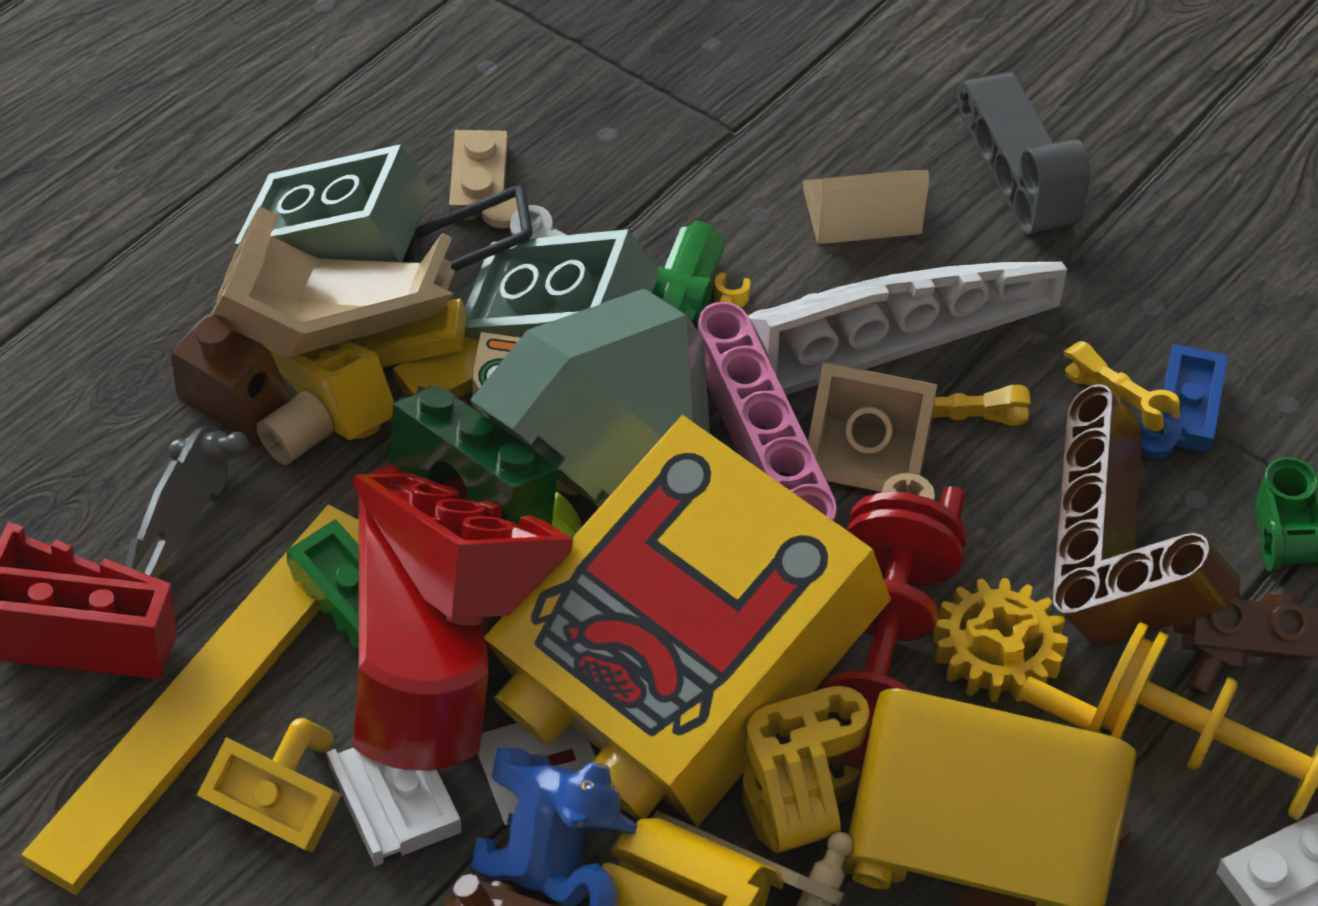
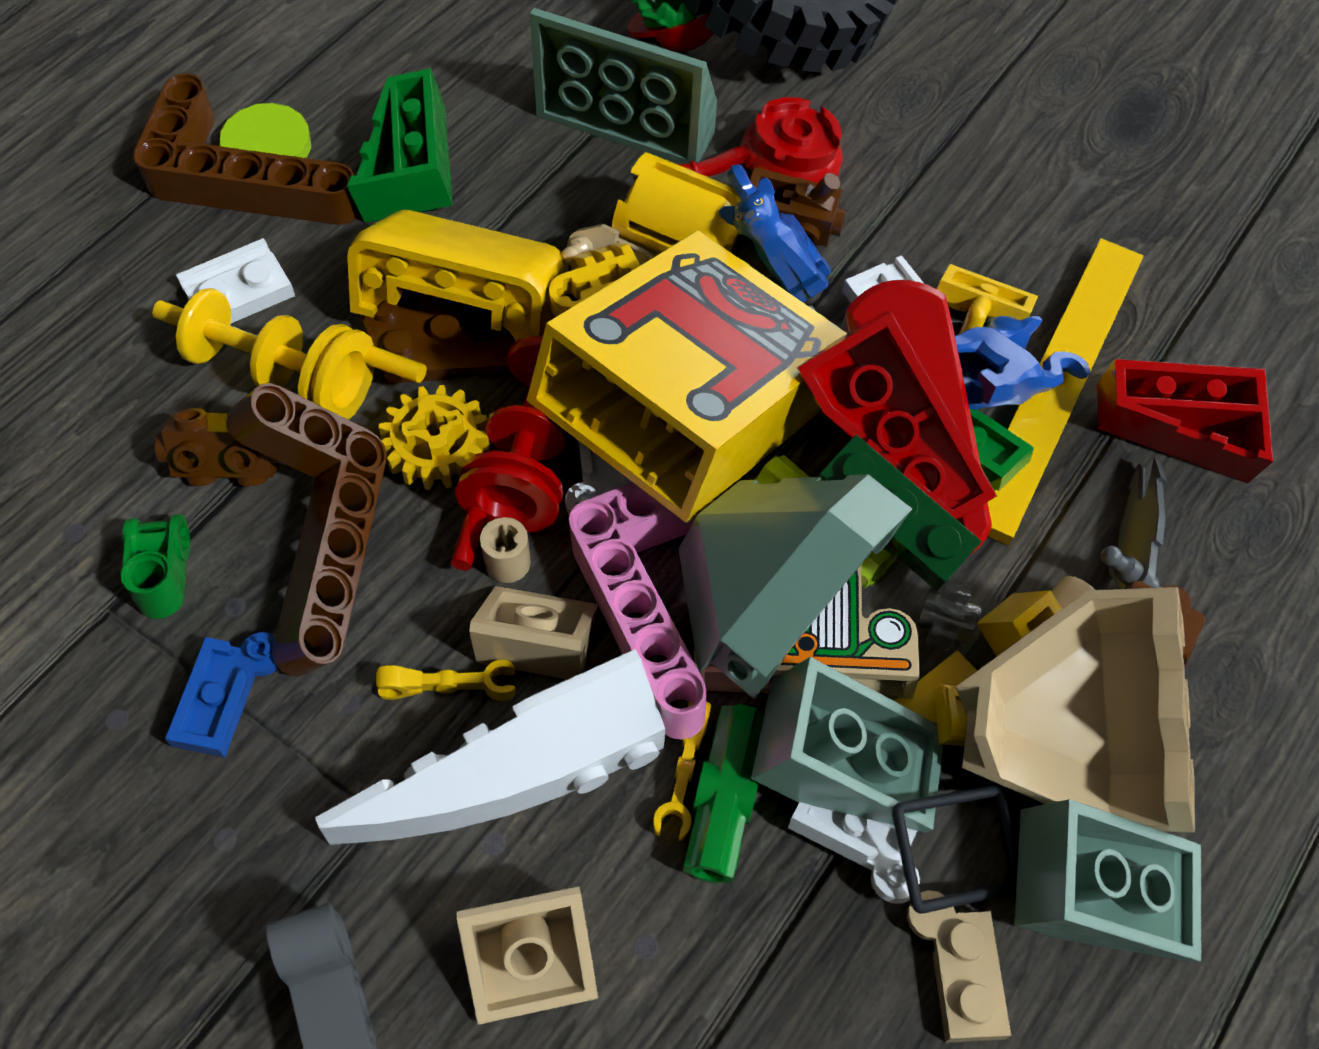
camera: 175 degrees right, 10 degrees up
(292, 647) = (1001, 367): none -> blue animal
(1093, 370) = (310, 727): yellow piece -> none

